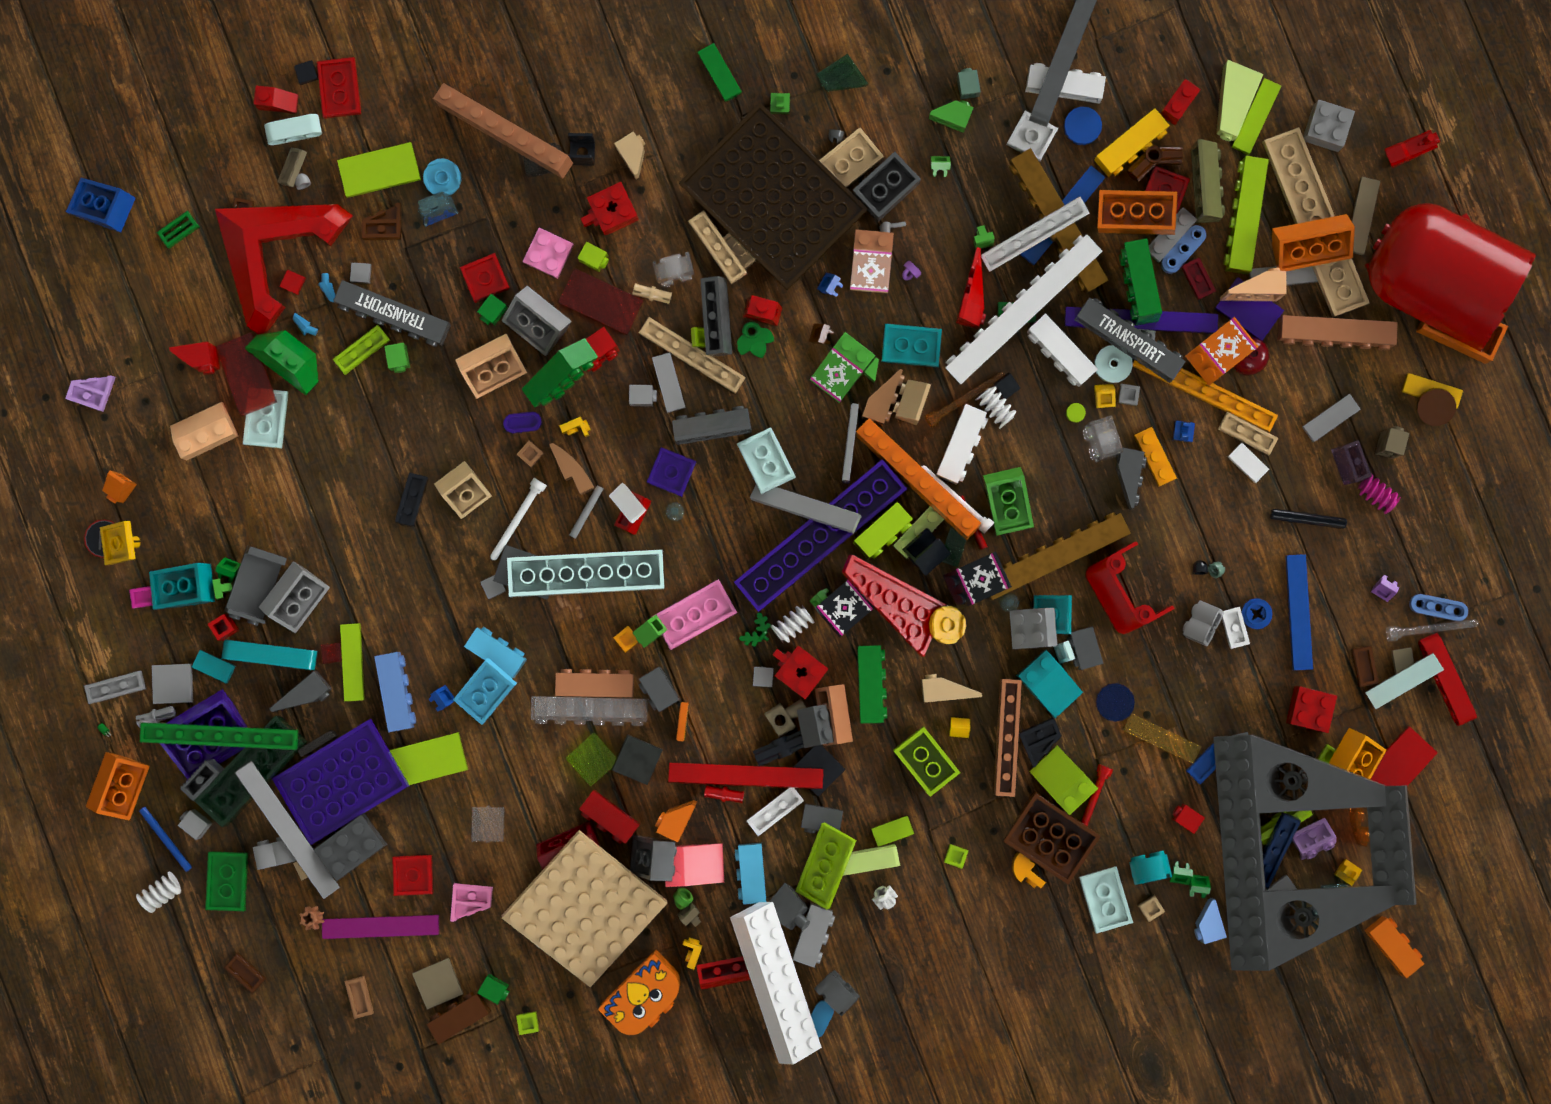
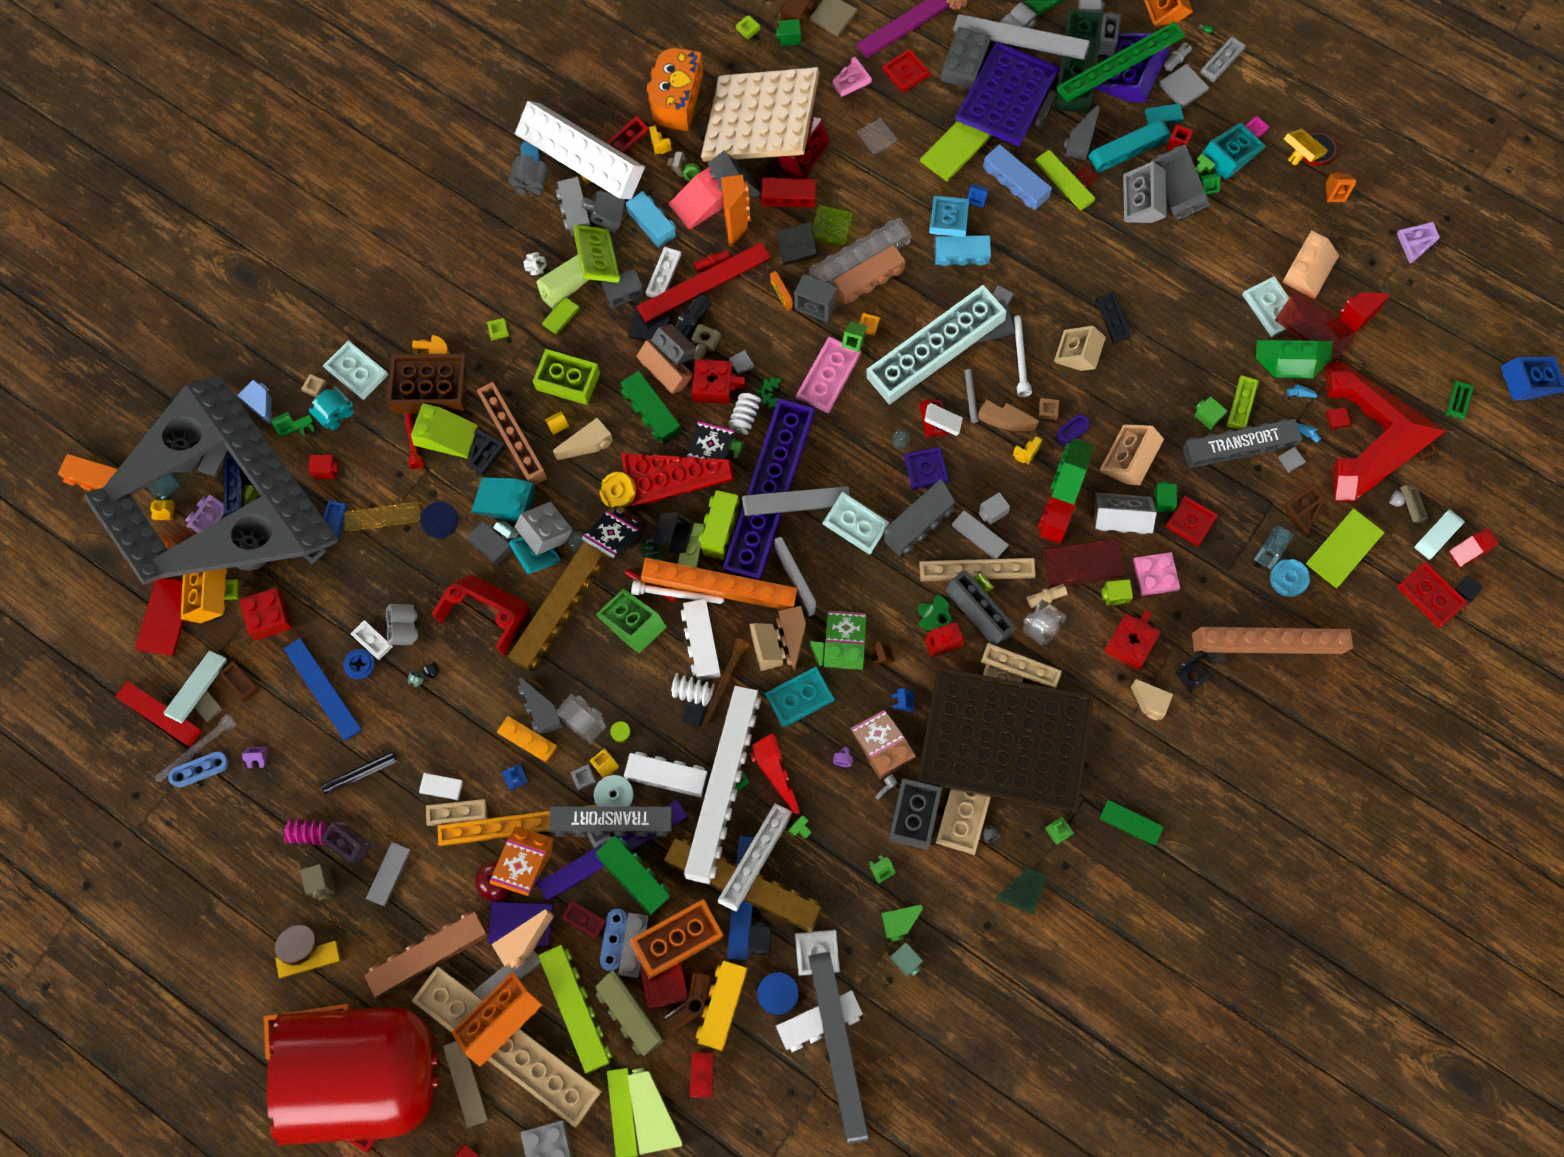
camera: 150 degrees right, 15 degrees down
(1073, 169) = (759, 939): none -> black brick

